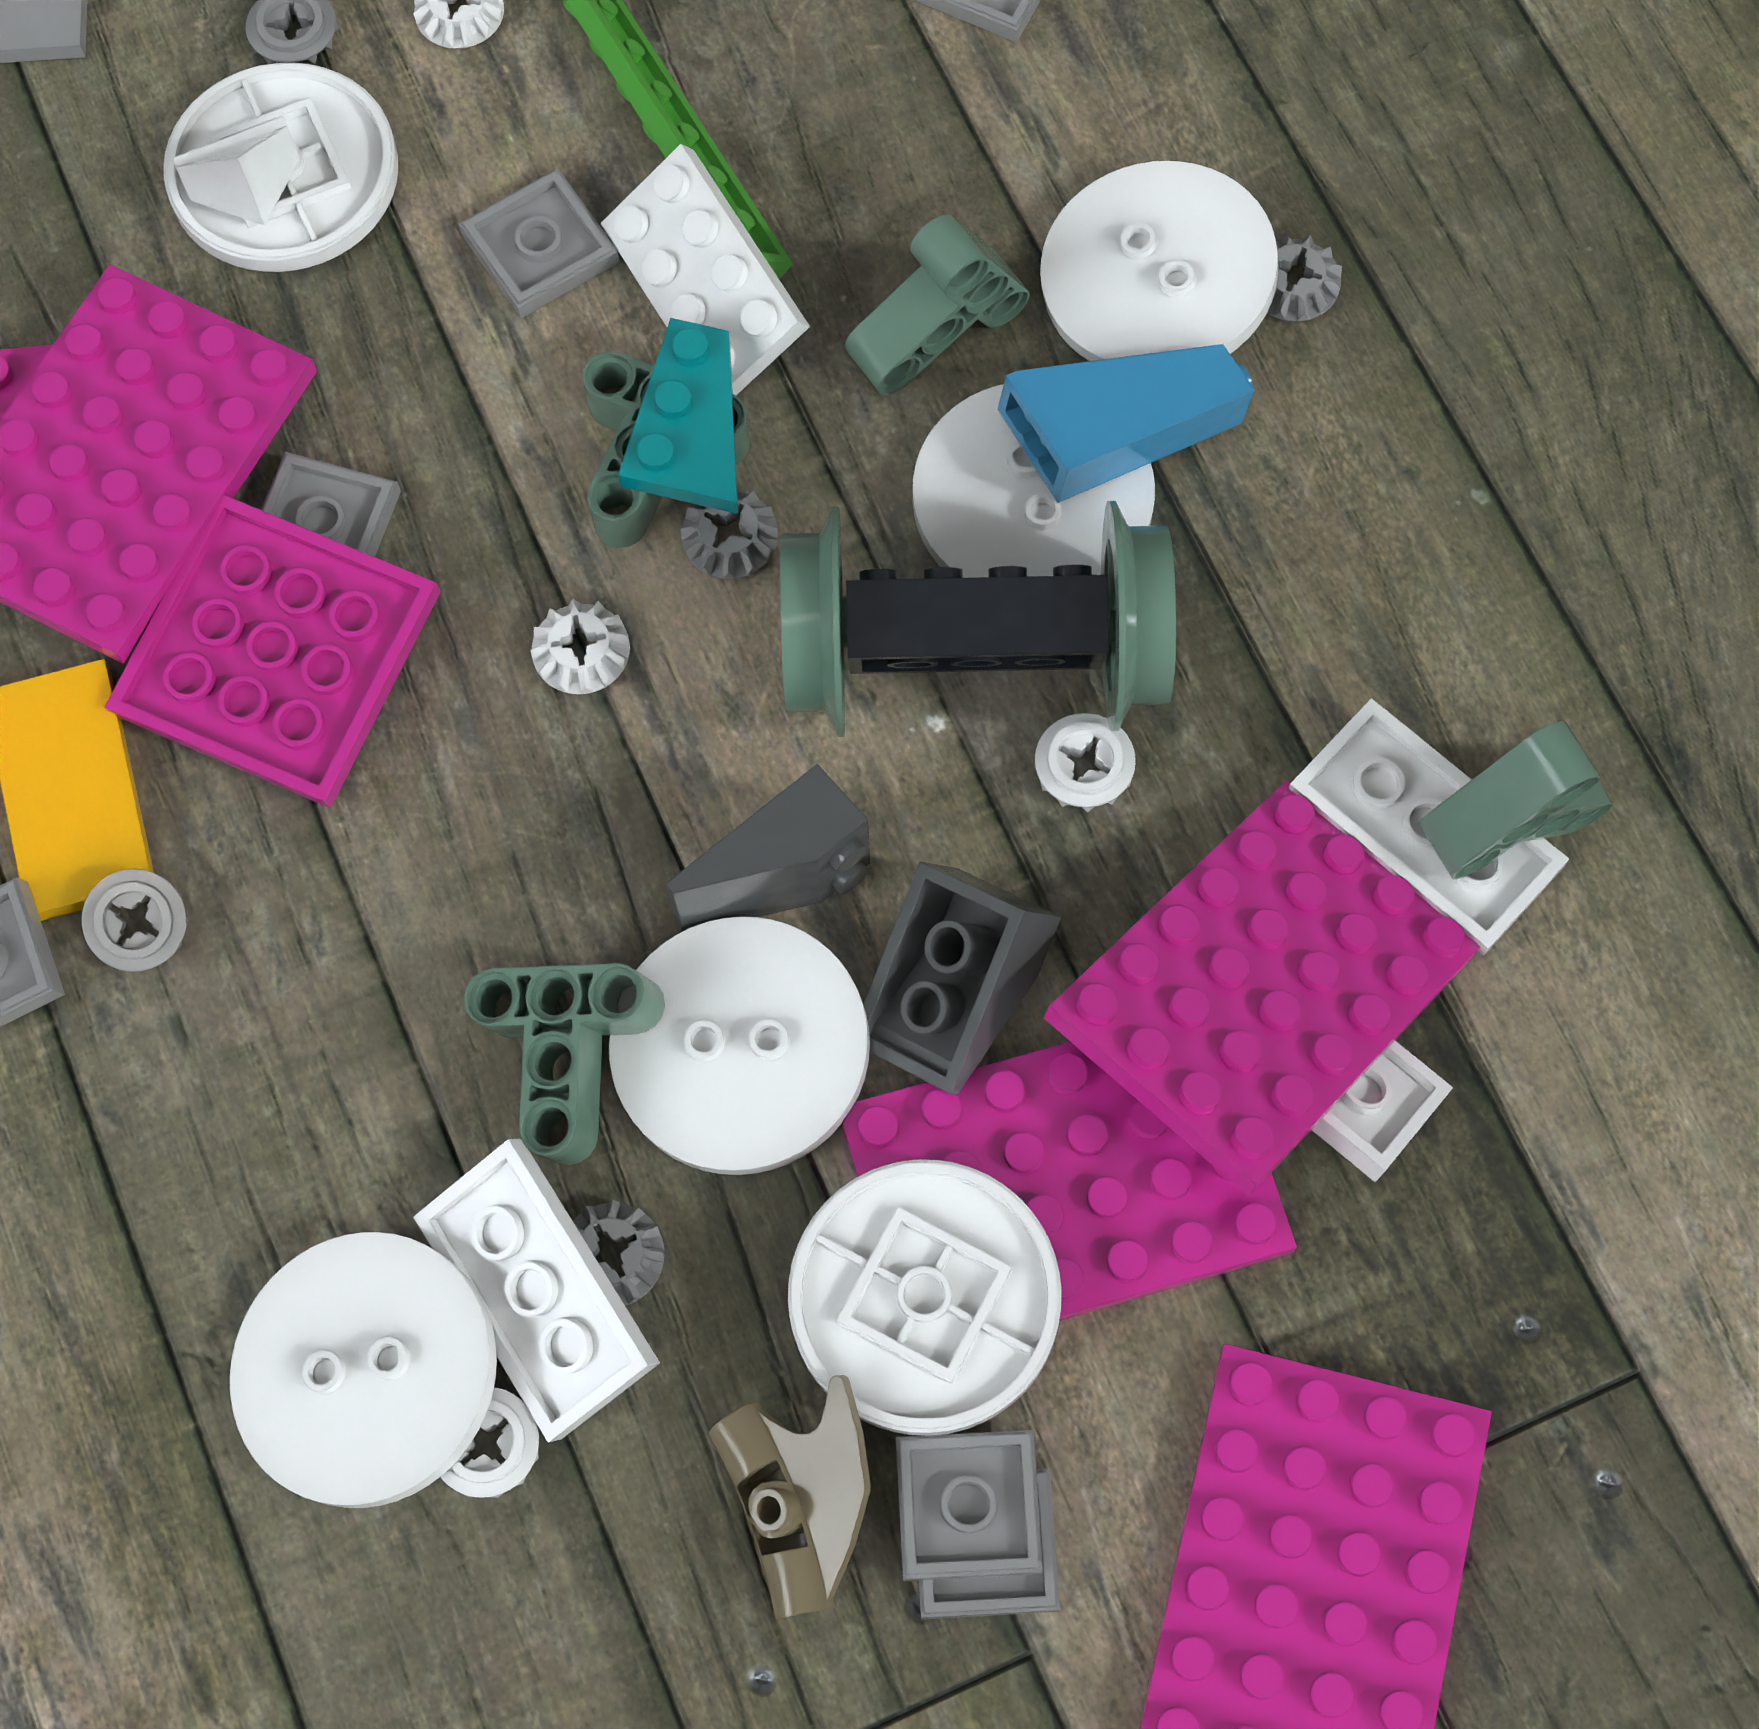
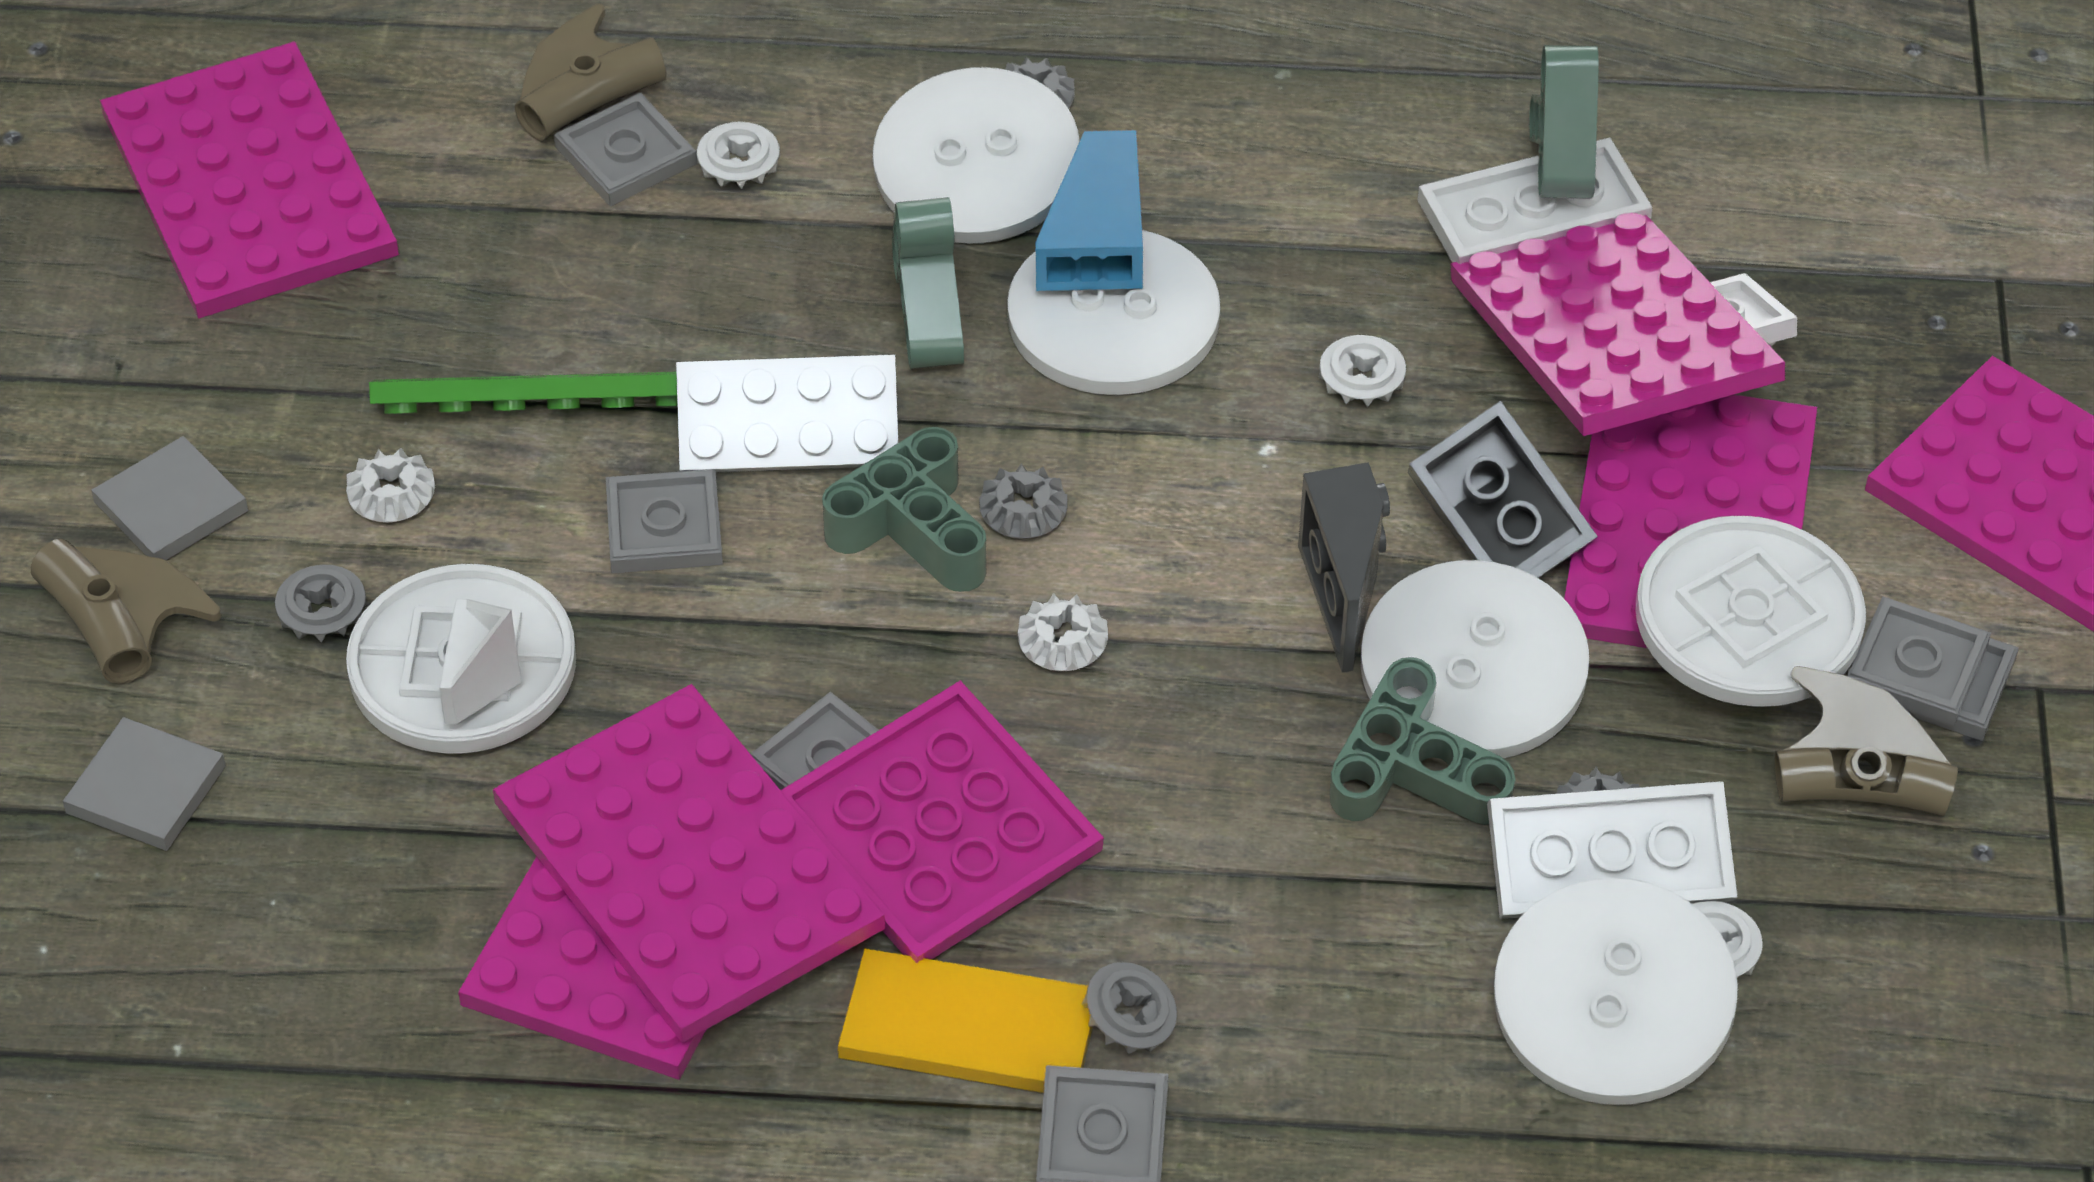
camera: 65 degrees left, 20 degrees down
(686, 422) = (930, 461): teal wing -> none
(980, 622) = (1187, 420): brick -> none
(1025, 50) = (743, 140): none -> white gear

